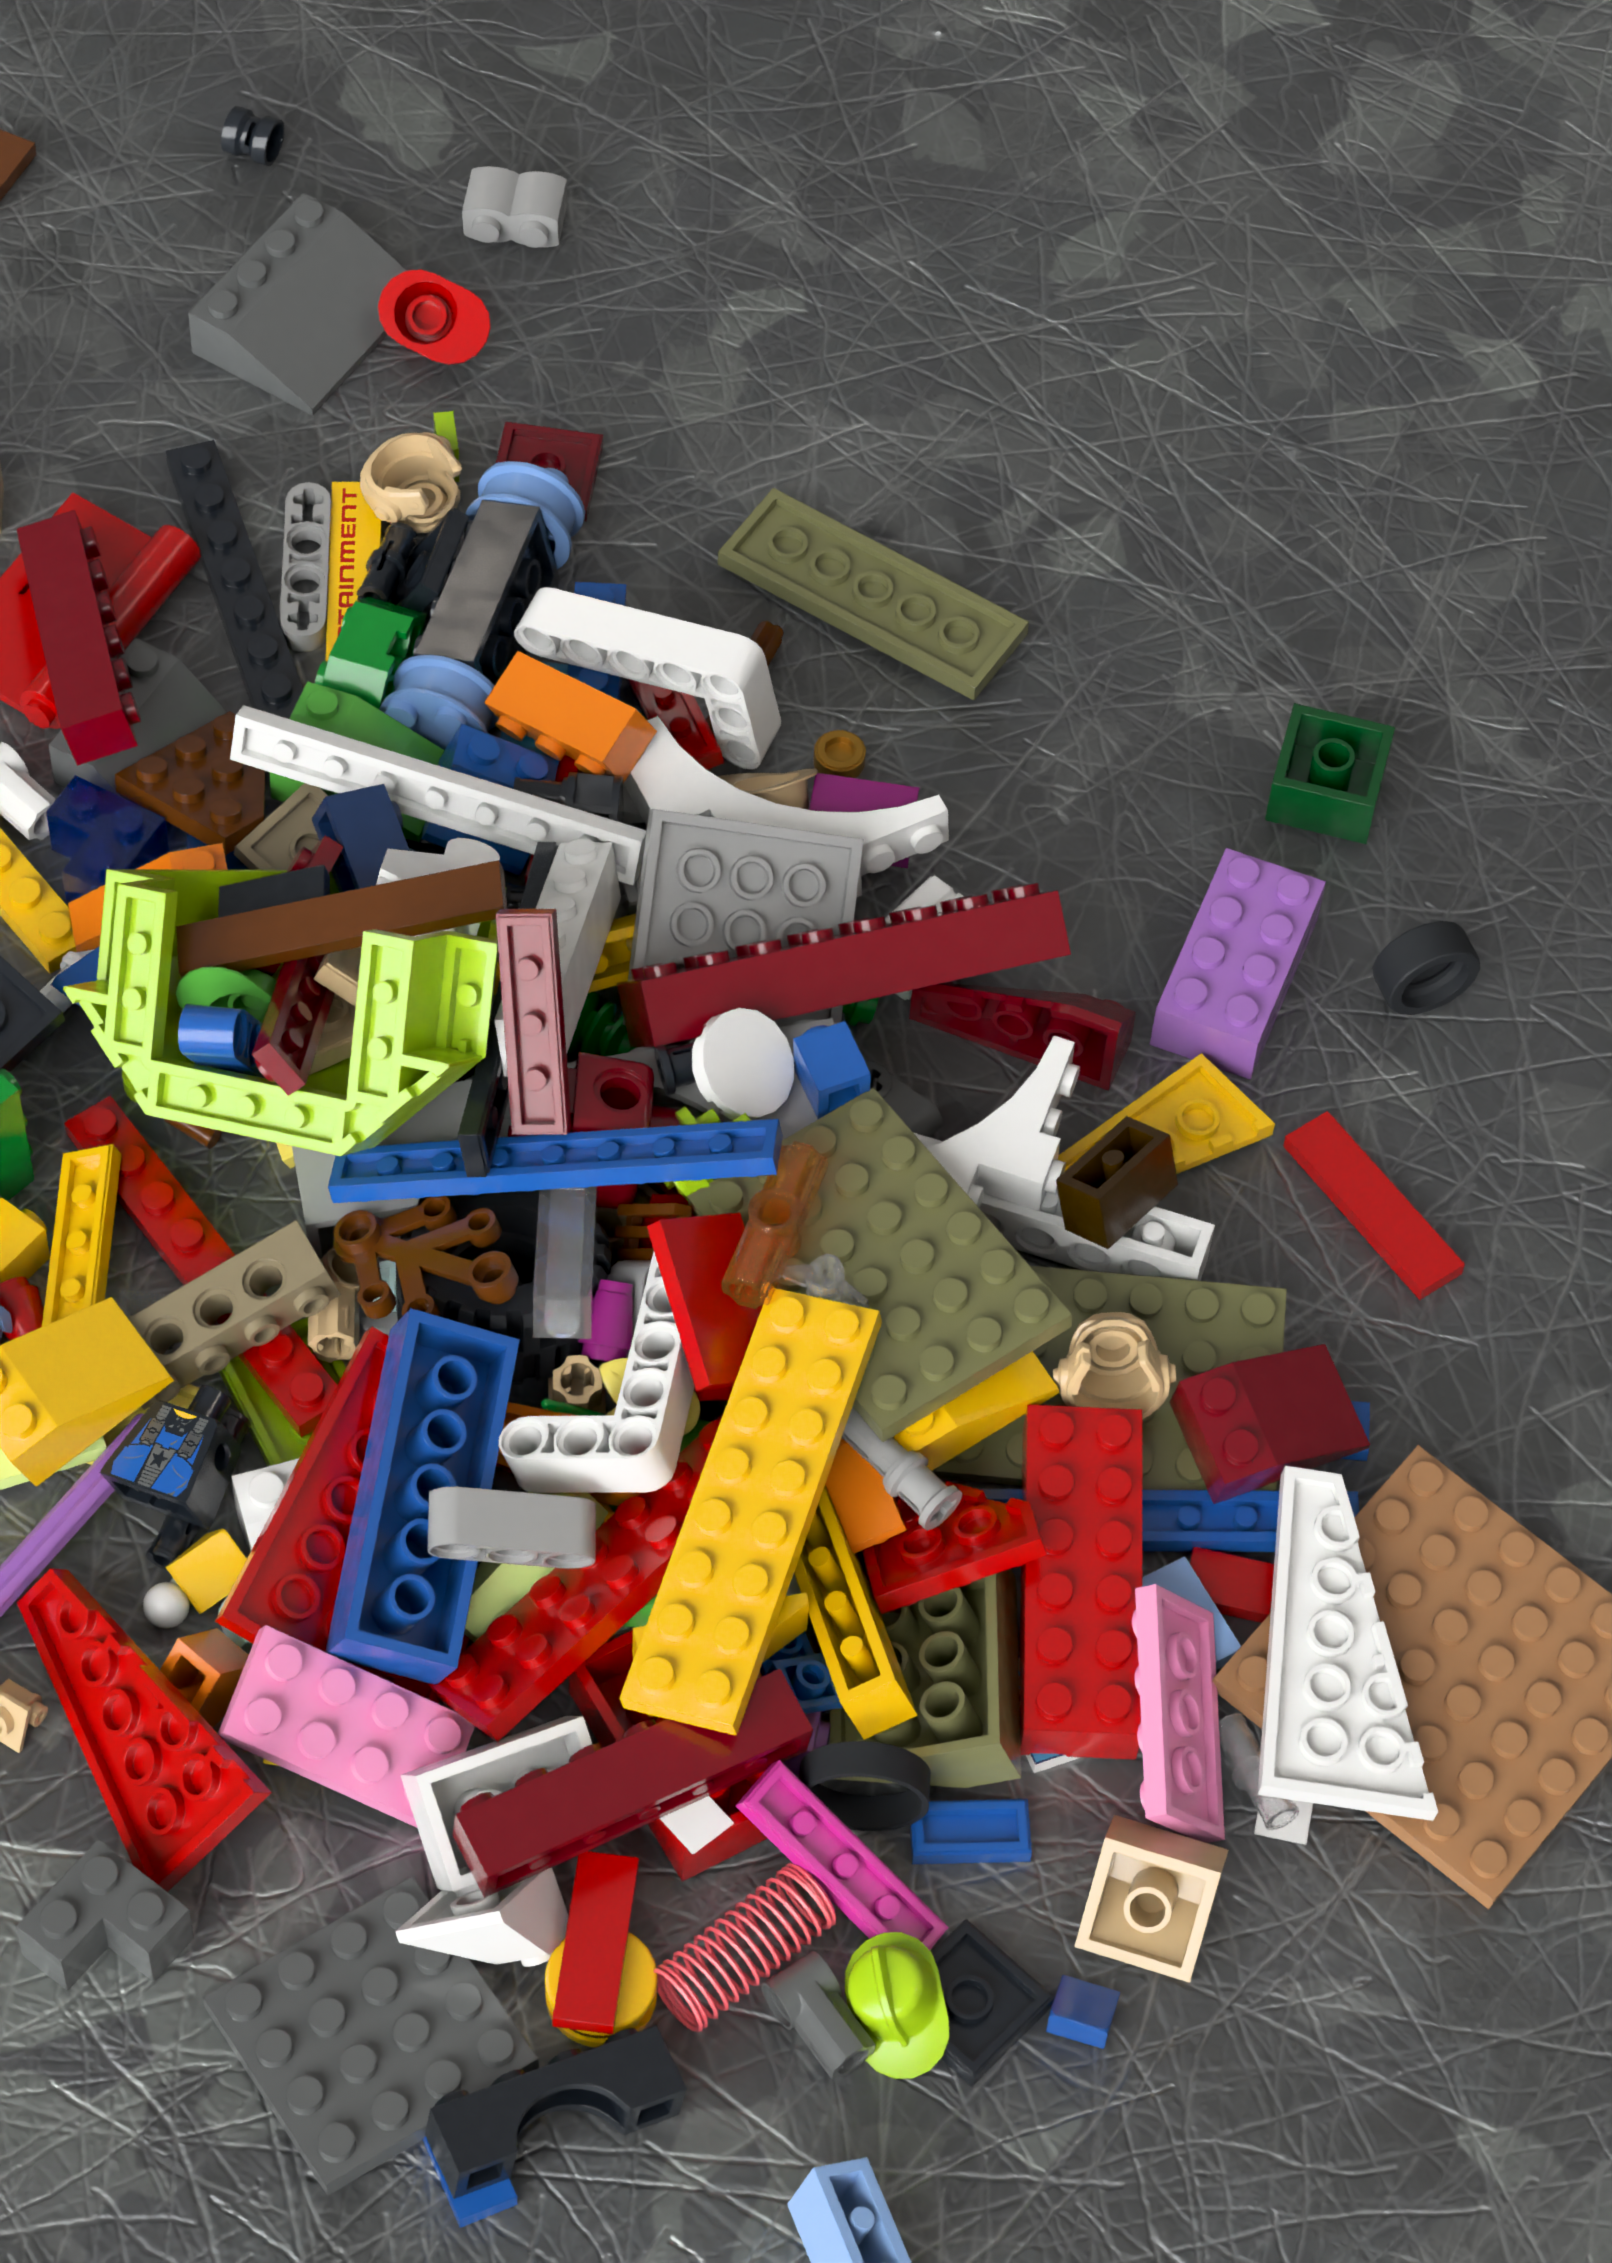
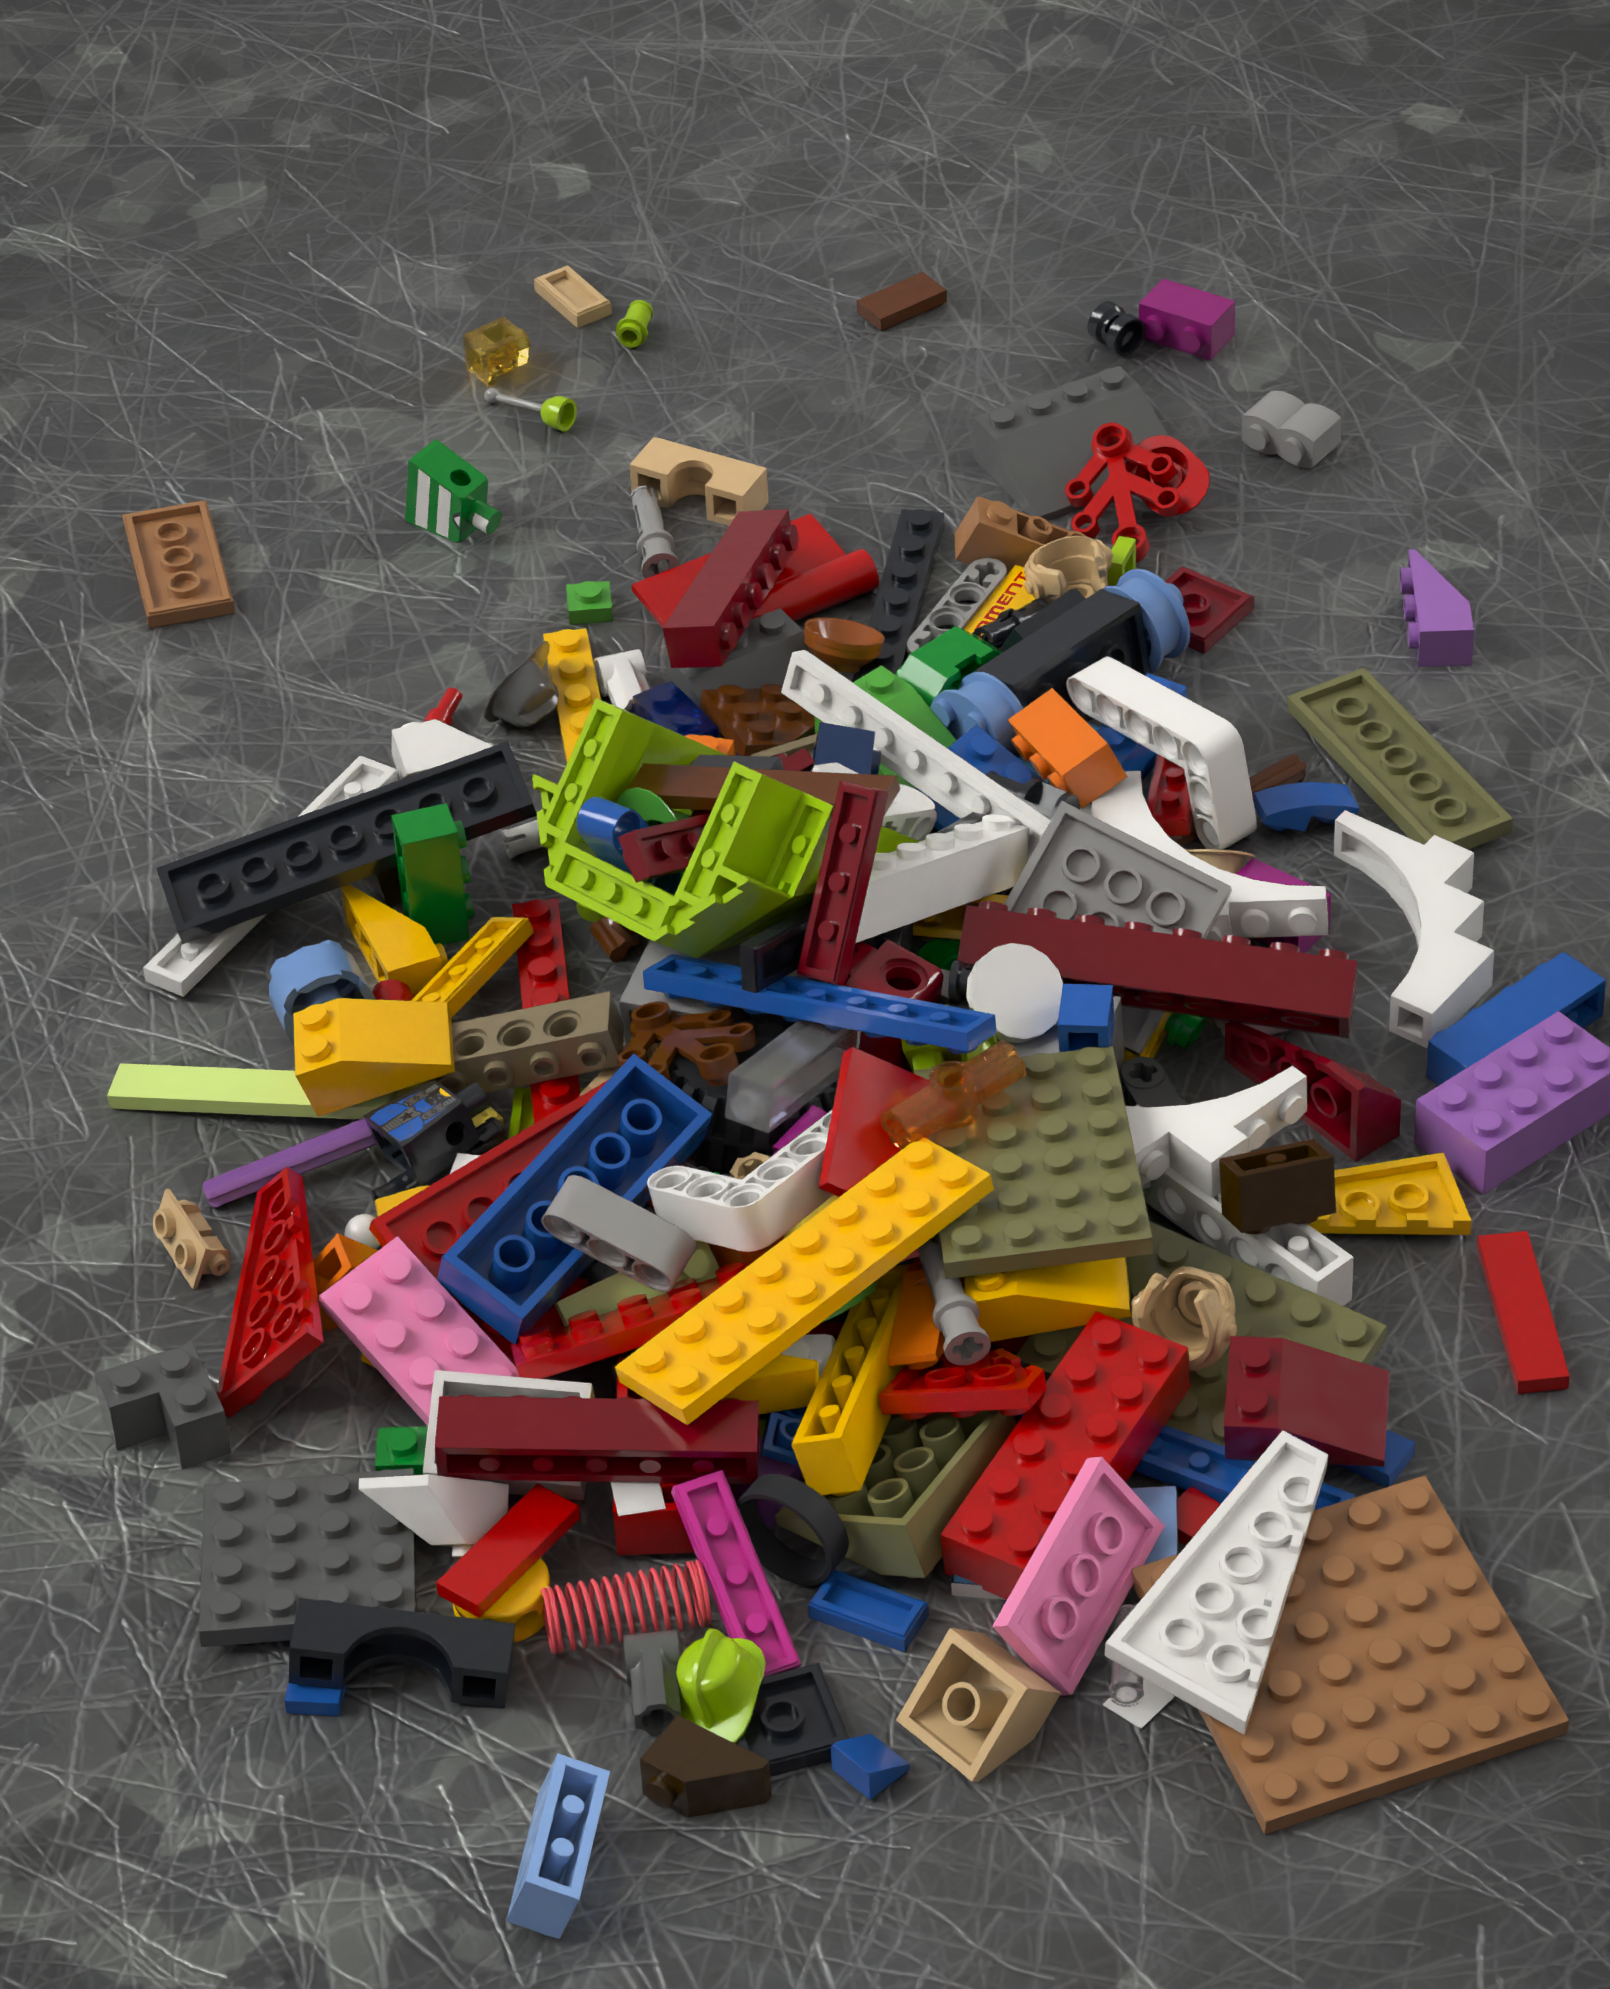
camera: 35 degrees right, 15 degrees down
(228, 656) = (842, 643): none -> dark orange piece
(313, 451) = (1003, 533): none -> medium nougat slope
(321, 98) = (1187, 319): none -> magenta brick
(383, 1857) = (401, 1448): none -> green plate
(392, 346) = (1121, 486): none -> red plant
(807, 396) = (1439, 616): none -> medium lavender slope
(808, 679) = (1295, 803): none -> blue slope
(825, 1280) = (968, 1144): clear piece -> none
(839, 754) = (1296, 861): pearl gold tile -> none
(936, 2103) = (702, 1772): none -> dark brown slope
(1028, 768) = (1432, 890): none -> white arch
(1177, 873) = (1552, 987): none -> blue brick

